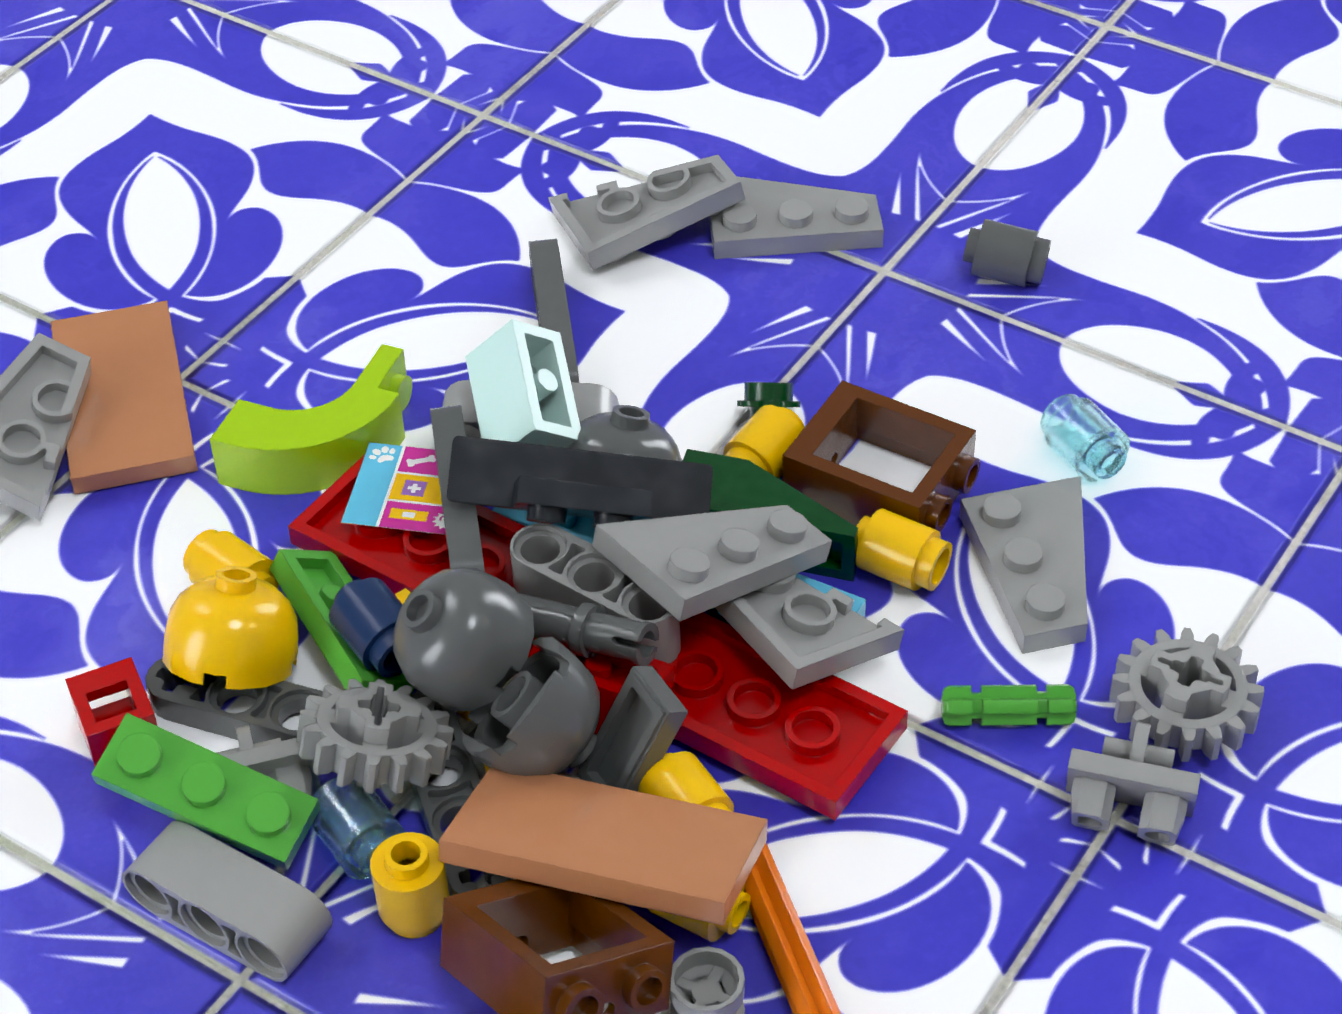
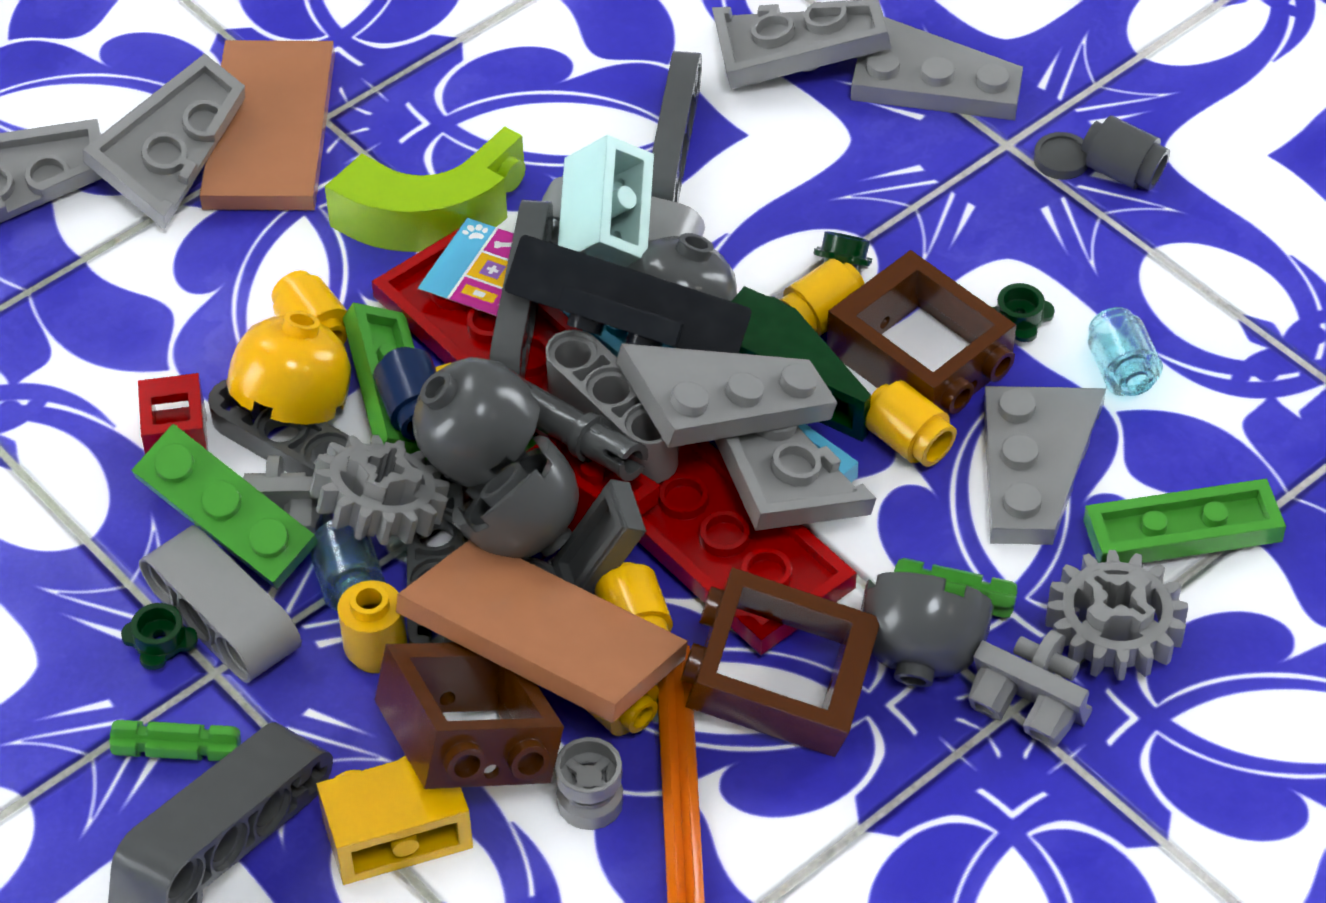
camera: 15 degrees right, 5 degrees up
(163, 935) = (157, 621): none -> dark green plate
(866, 875) = (765, 710): none -> reddish brown window
(942, 270) = (1060, 155): none -> dark grey piece
(971, 411) = (1026, 308): none -> dark green plate
(1001, 748) = (923, 627): none -> dark grey cylinder
(1214, 588) = (1186, 522): none -> bright green plate

